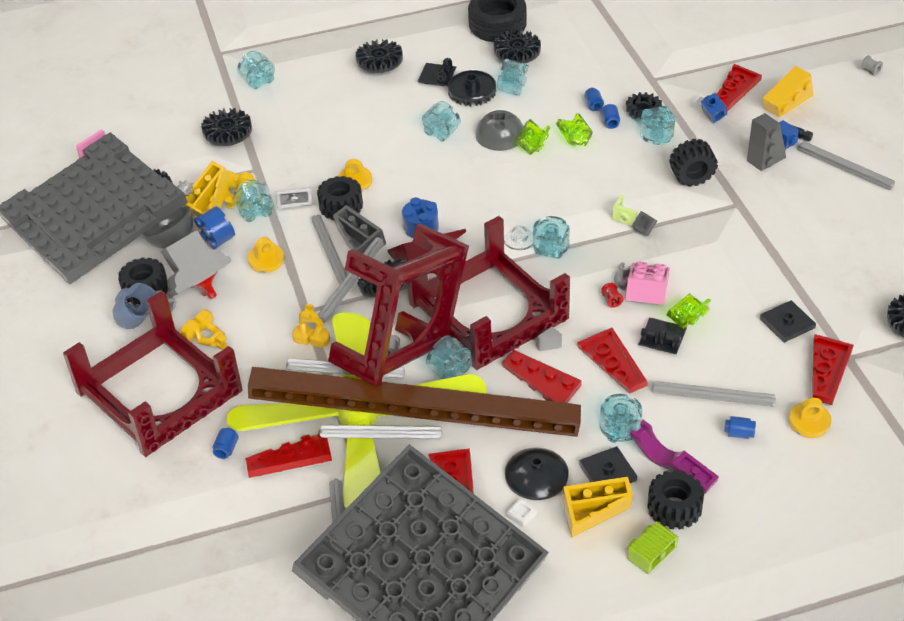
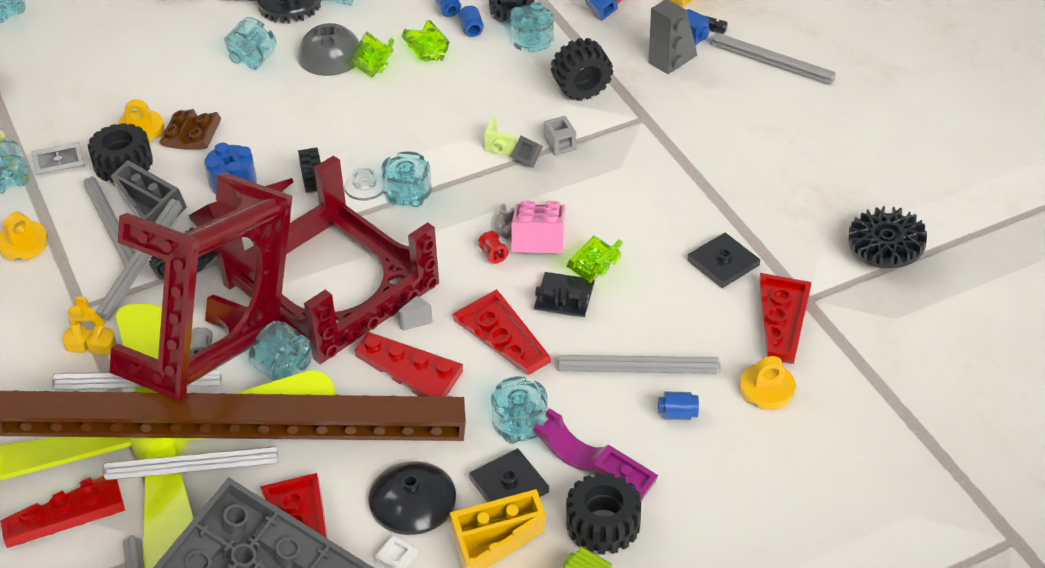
camera: 10 degrees left, 0 degrees up
(391, 184) = (189, 130): none -> reddish brown slope
(479, 217) = (308, 160): none -> black tyre
(671, 213) = (560, 135): none -> light grey brick

